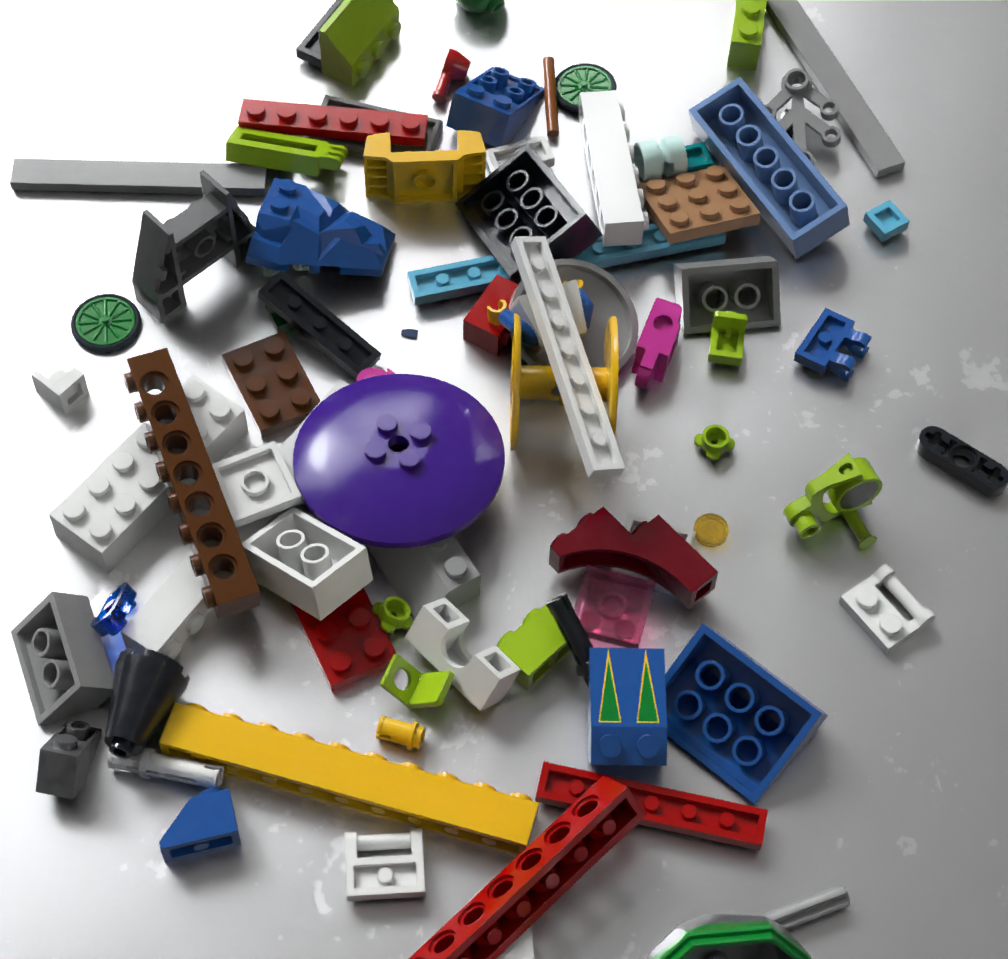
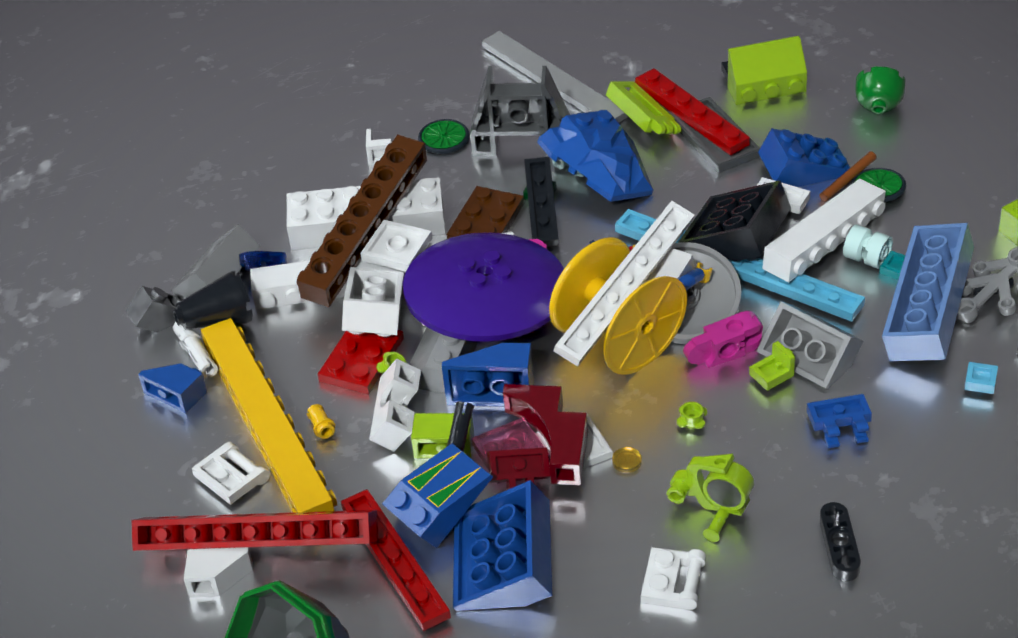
camera: 55 degrees right, 15 degrees down
(422, 688) = (359, 410): lime bracket -> none
(423, 174) = (703, 164): yellow plate -> none
(454, 68) = (805, 124): red bar -> none
(522, 544) = (481, 374): none -> blue slope
(657, 621) = (518, 465): none -> dark red hinge
(698, 204) = (853, 284): medium nougat plate -> none

